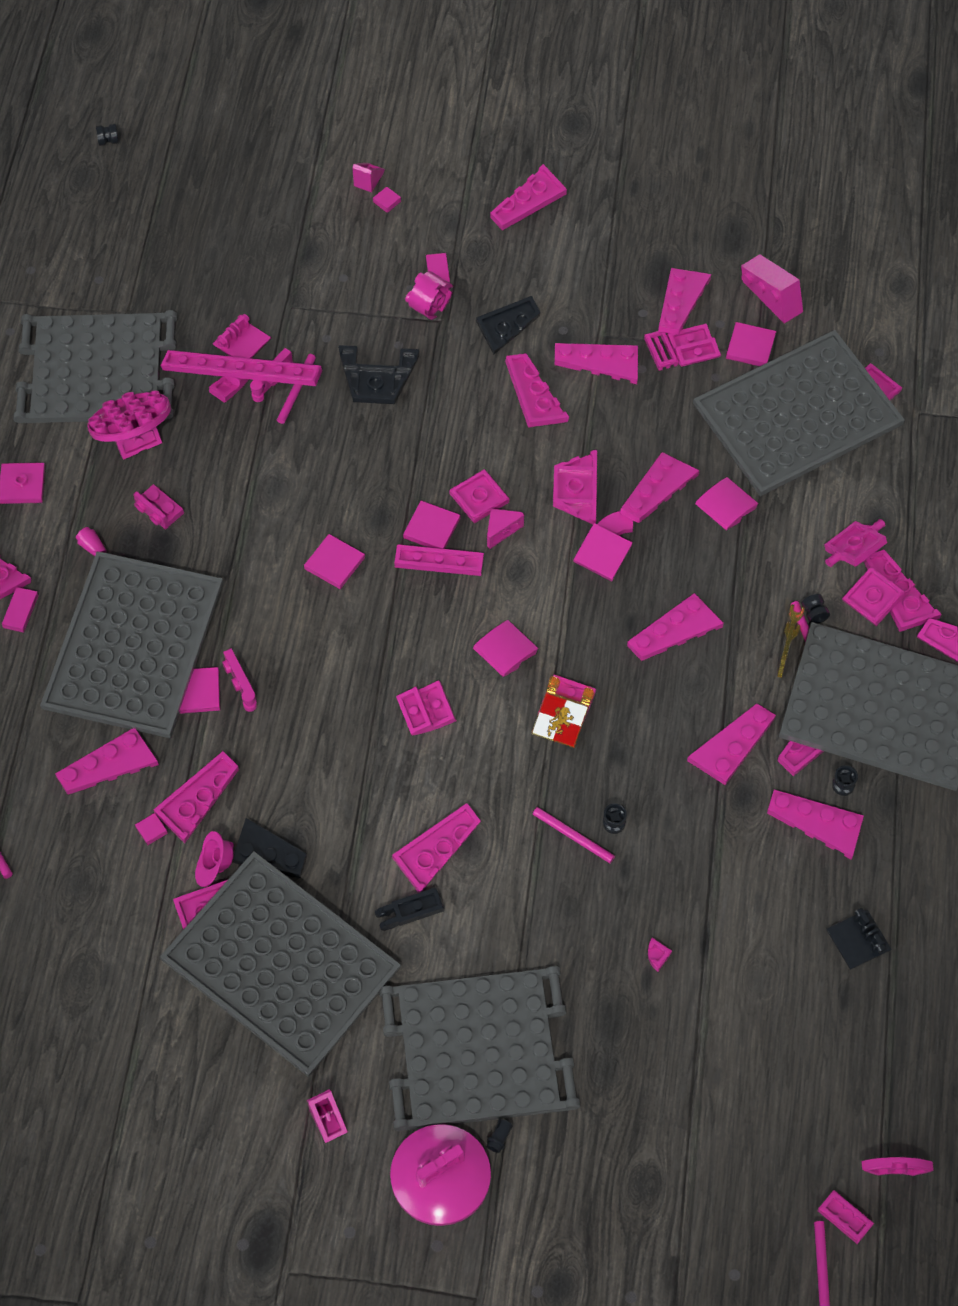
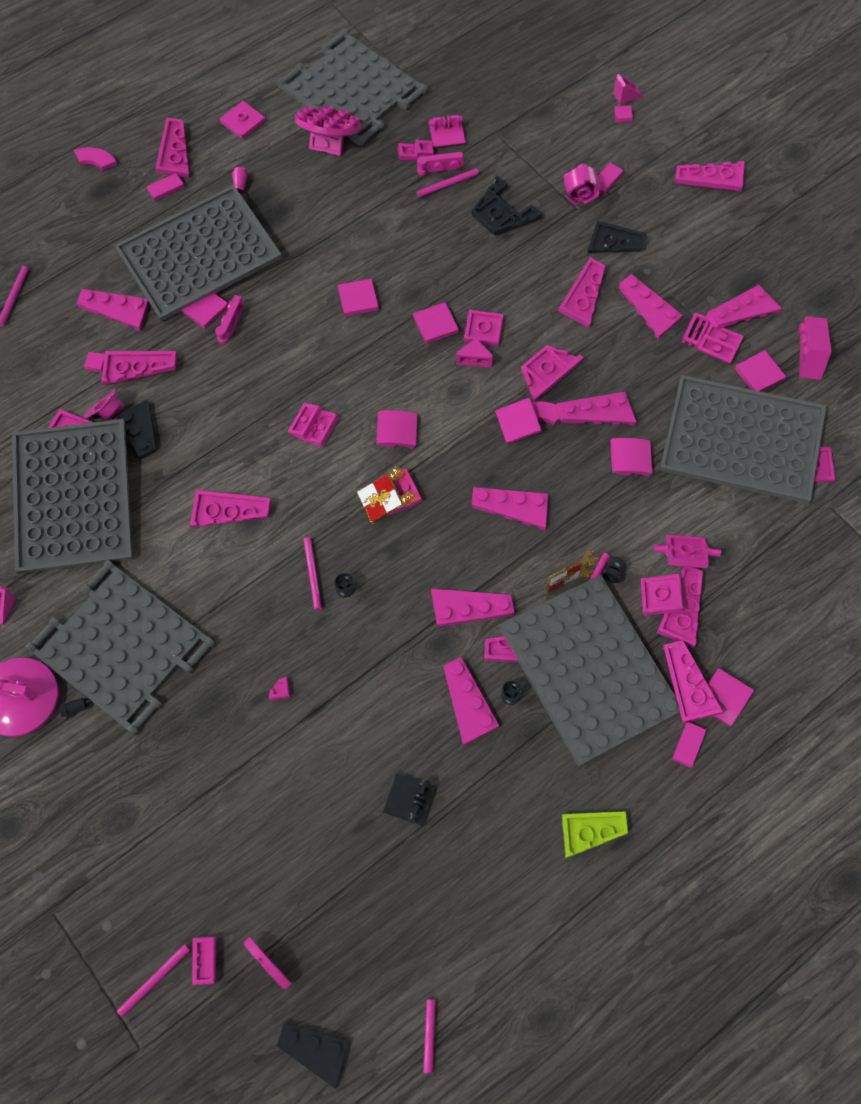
camera: 45 degrees right, 5 degrees up
(158, 506) = (297, 188): dark pink bracket -> none
(241, 368) = (425, 145): dark pink tile -> none
(411, 909) = (174, 531): black hinge -> none
(439, 560) = (416, 345): dark pink plate -> none

